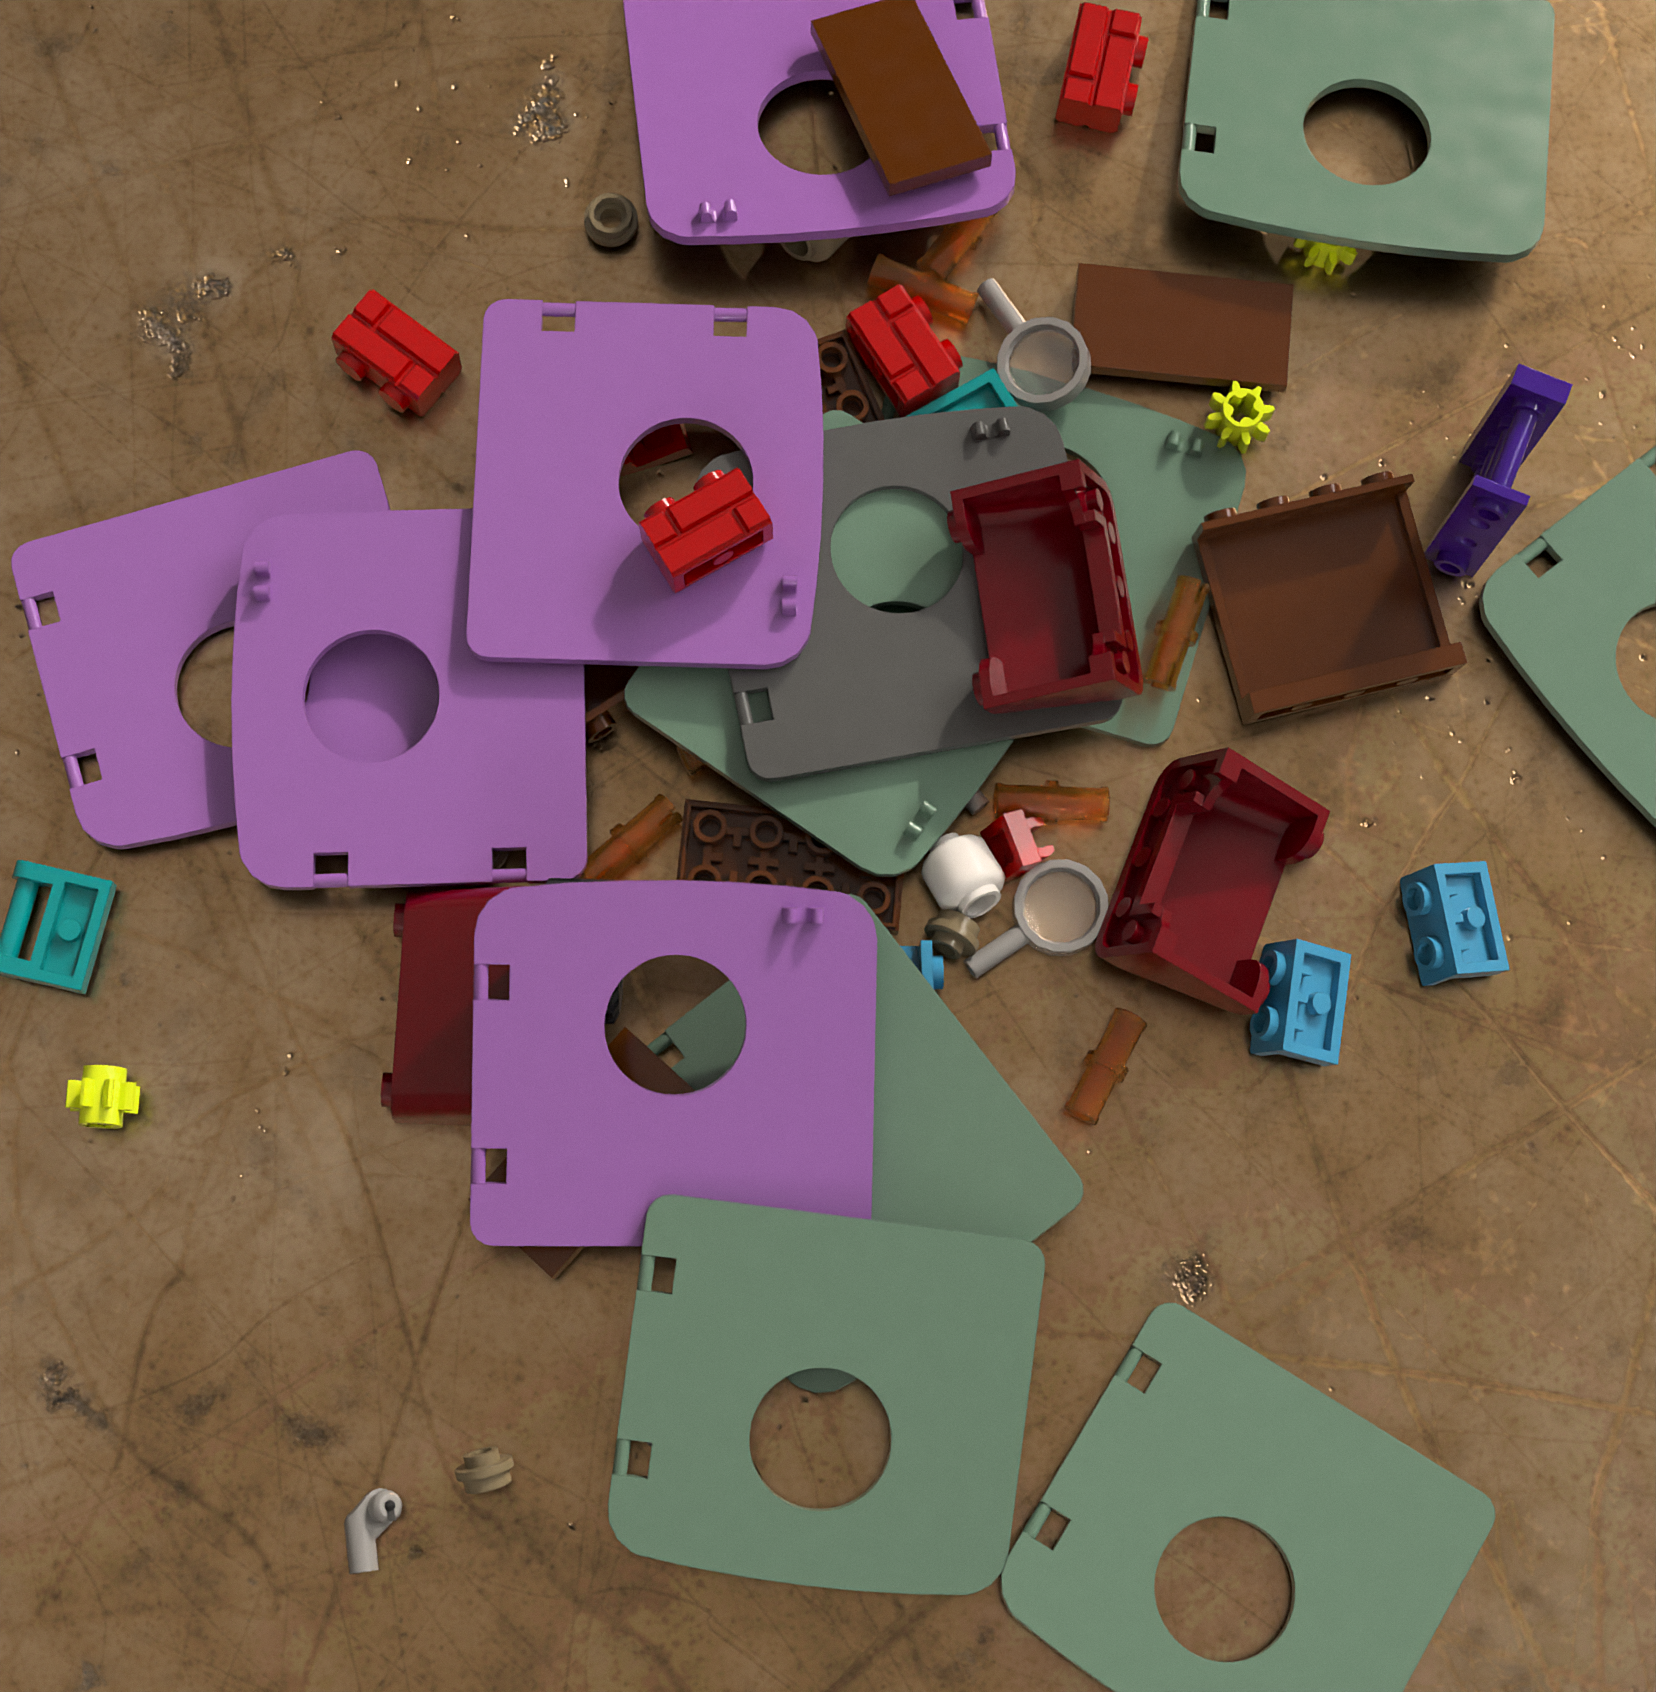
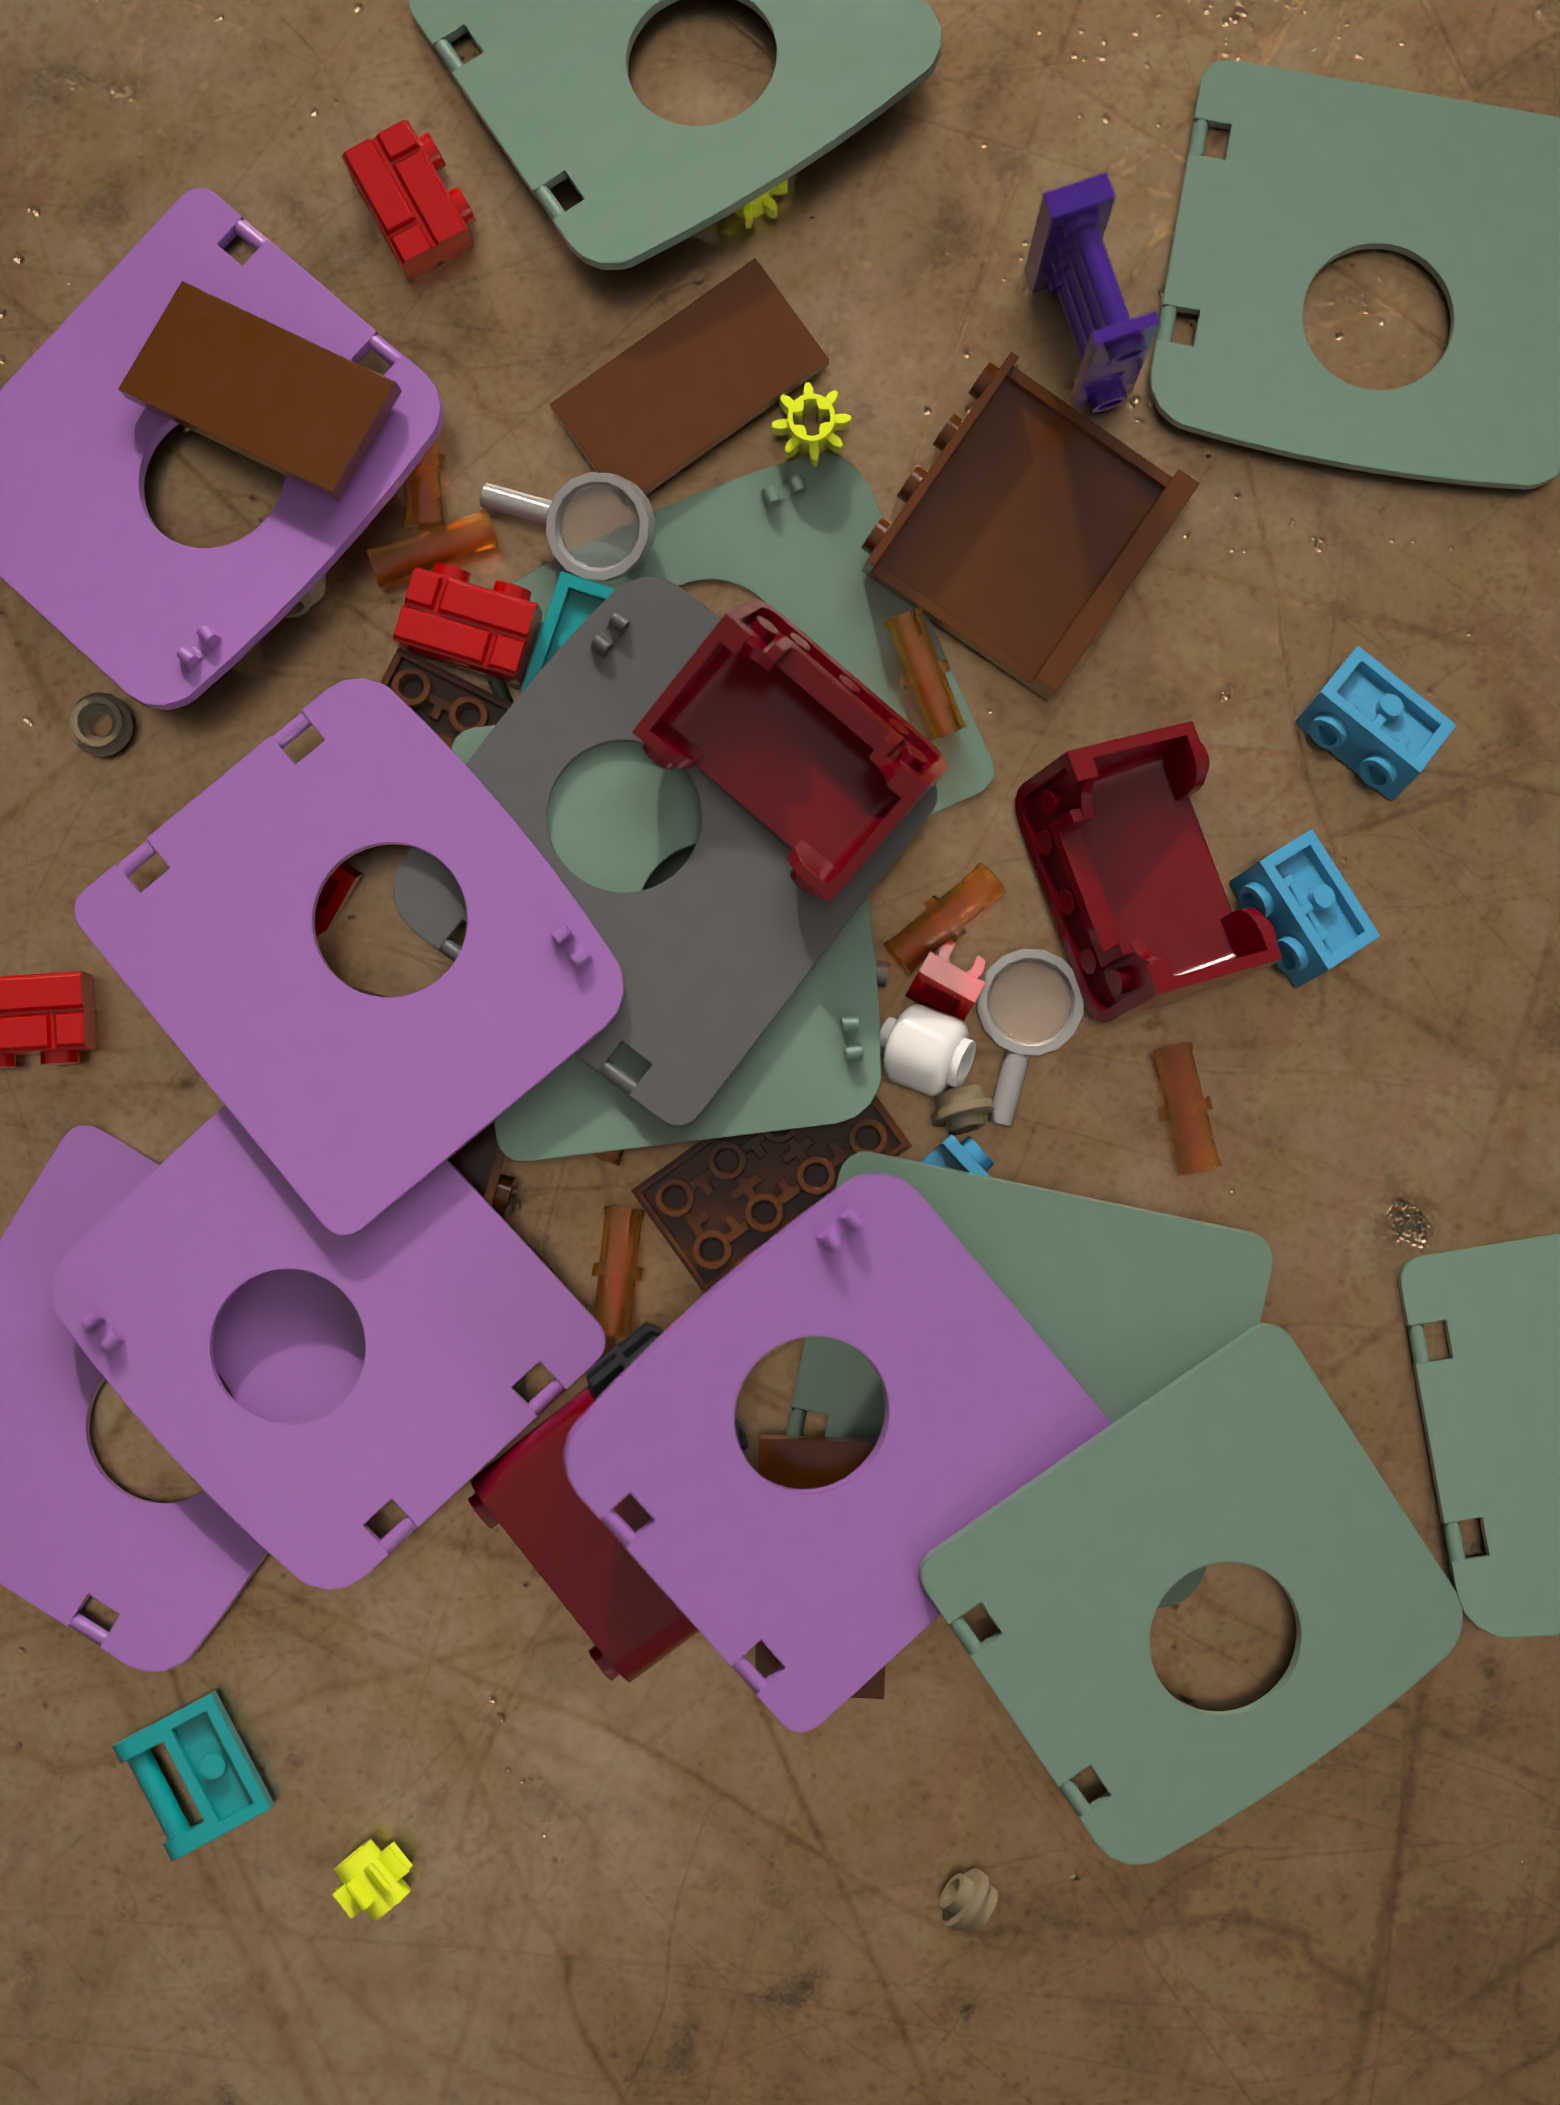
camera: 30 degrees left, 10 degrees up
(366, 1524) = (908, 2029): light grey arm -> none
(705, 528) = (448, 954): red brick -> none

